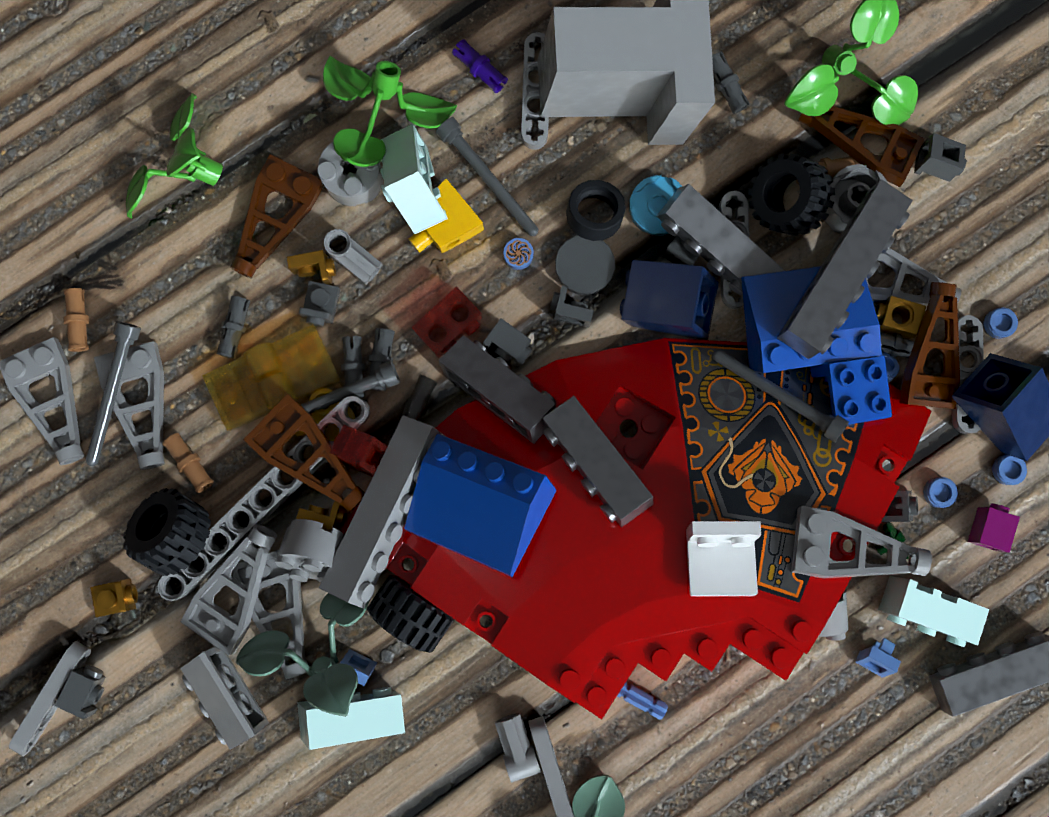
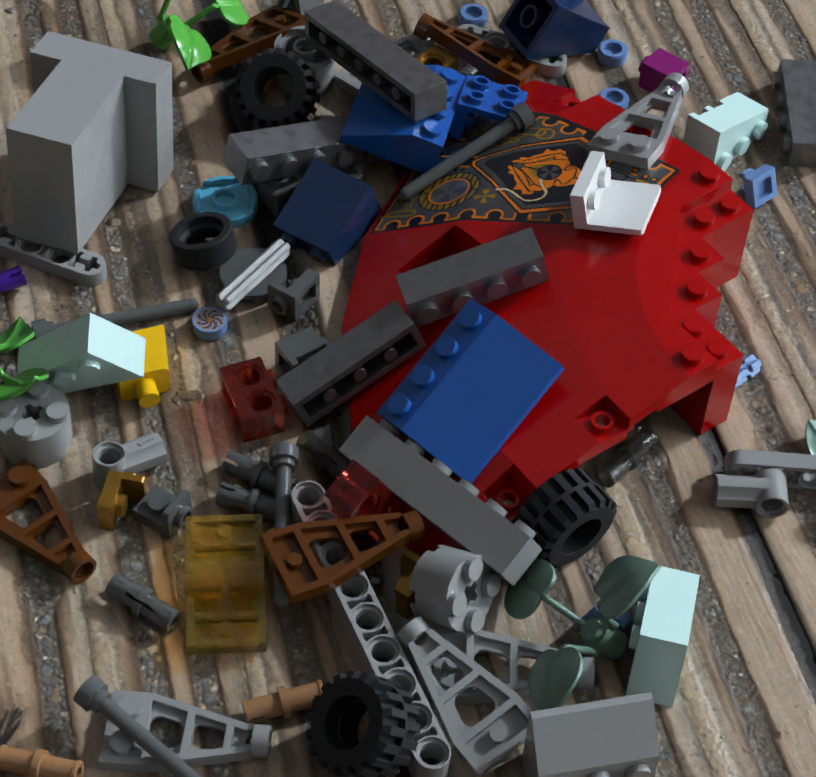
camera: 70 degrees left, 35 degrees down
(575, 267) = (253, 274): none -> light grey axle

